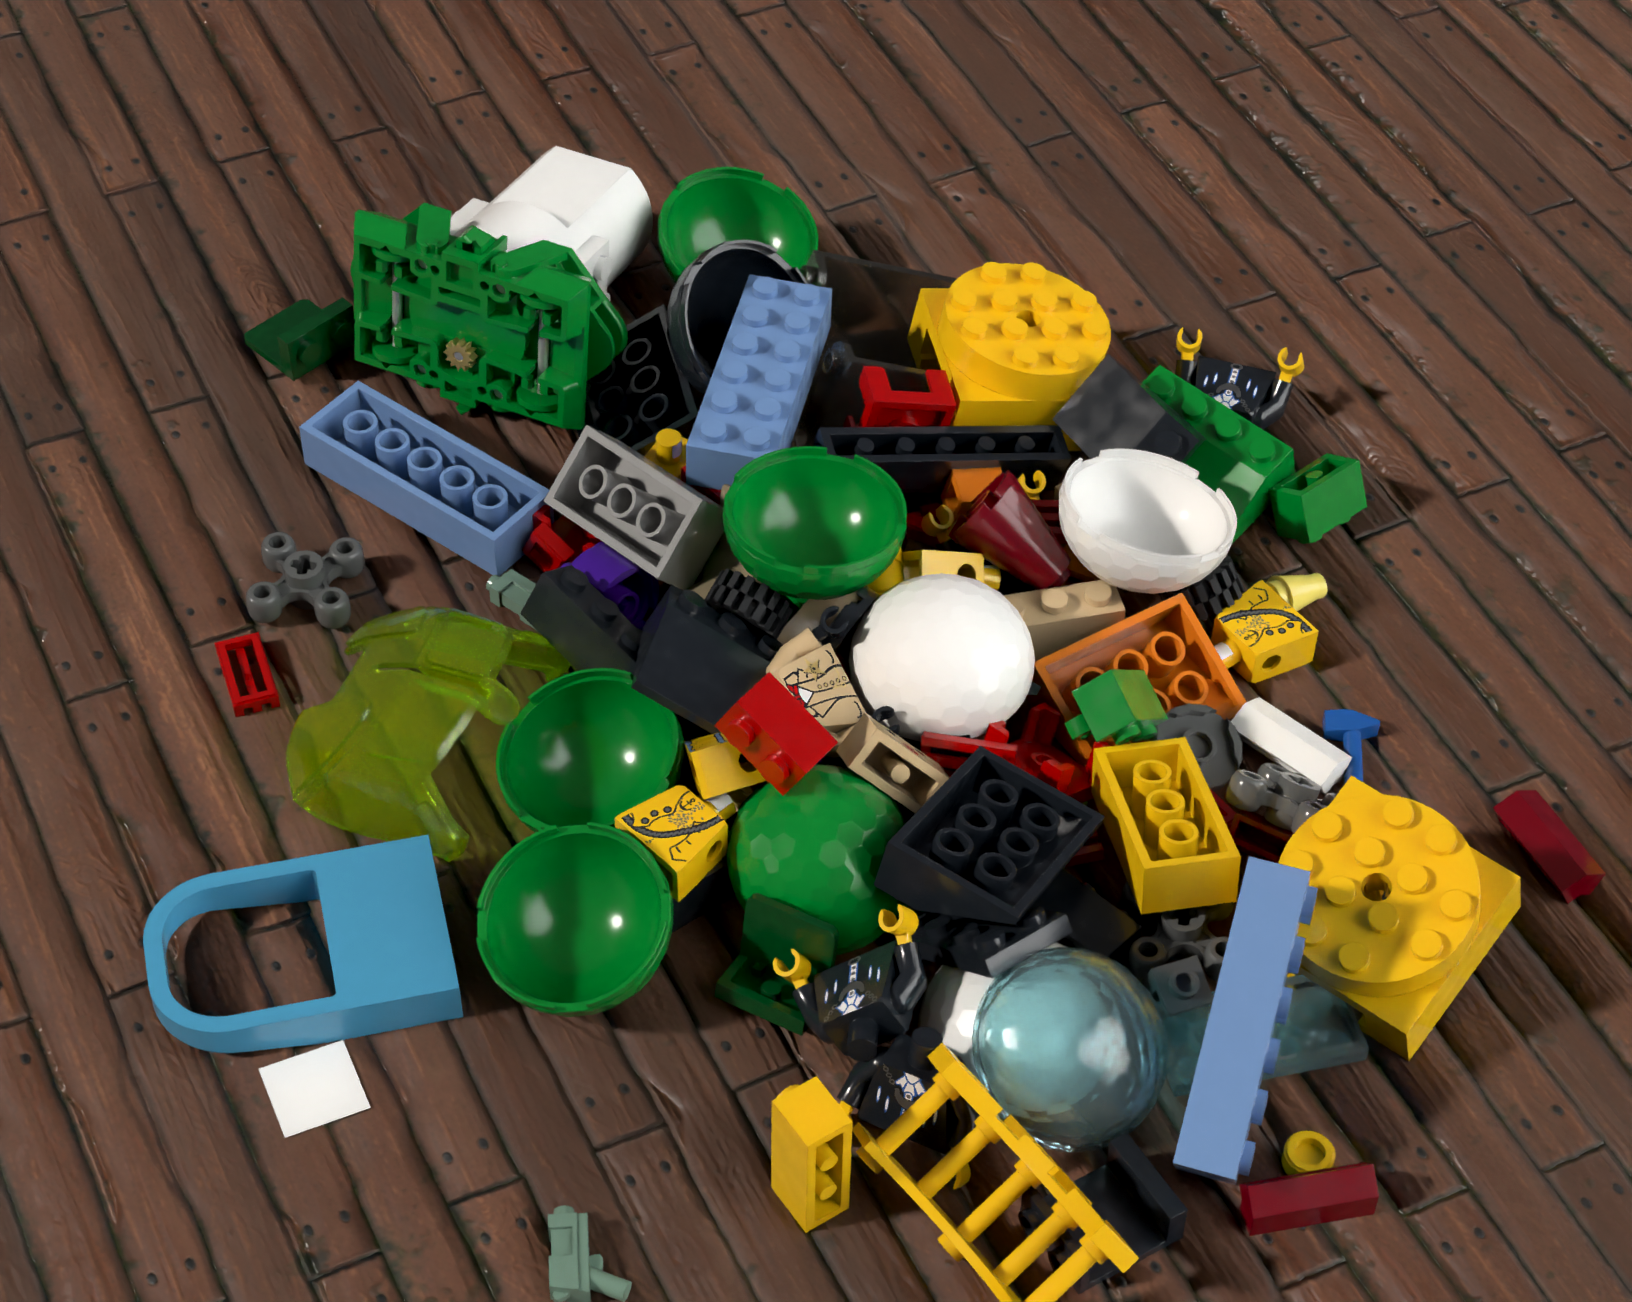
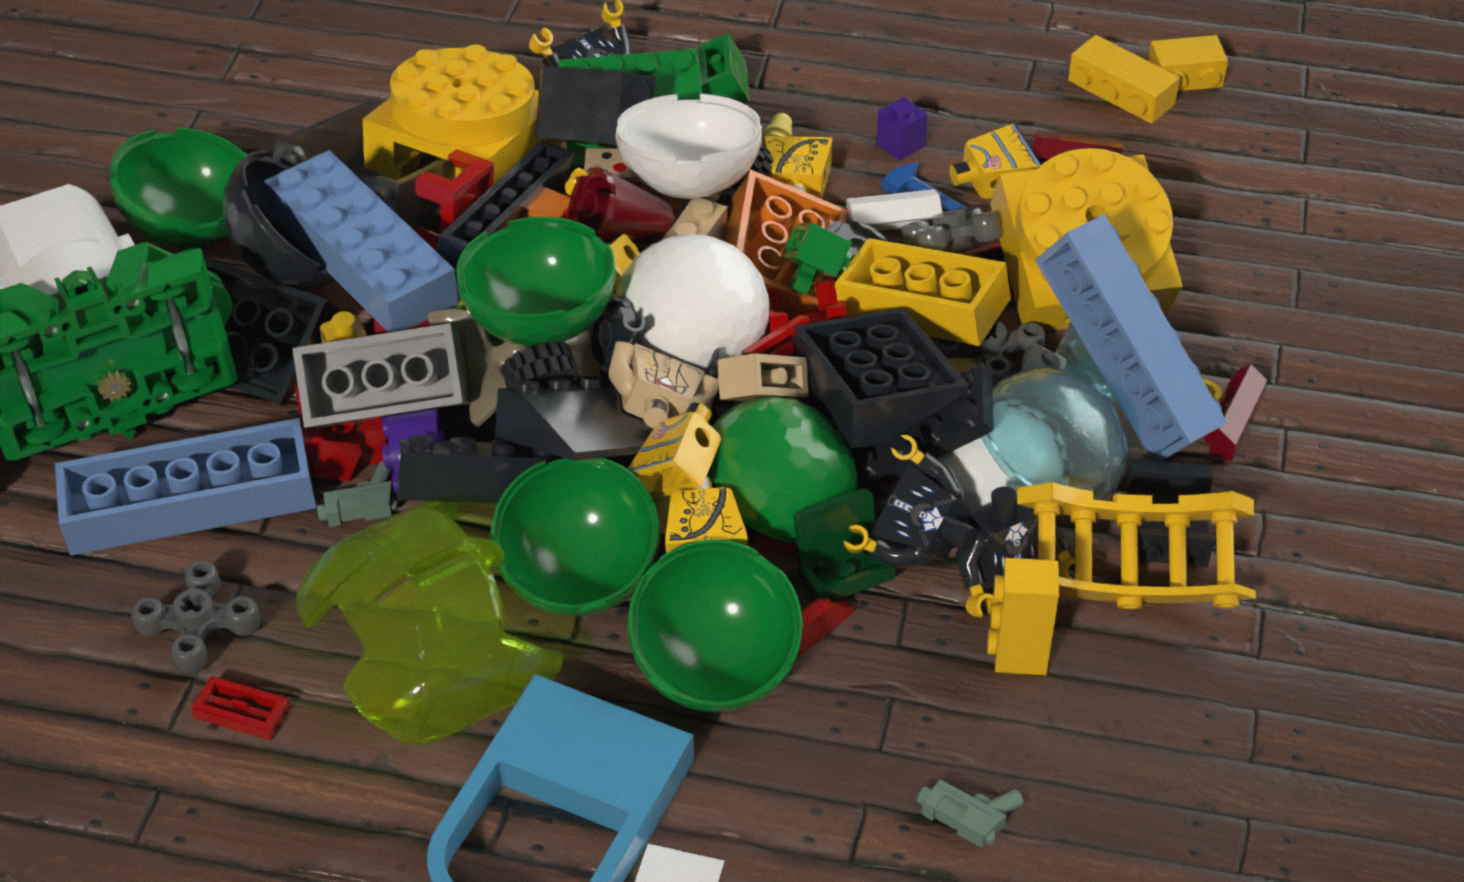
camera: 50 degrees left, 0 degrees up
(691, 1007) = (821, 619): none -> red tile
(776, 733) = (712, 402): red brick -> none
(1408, 679) = (901, 128): none -> dark purple brick
(1451, 781) = (990, 156): none -> yellow torso

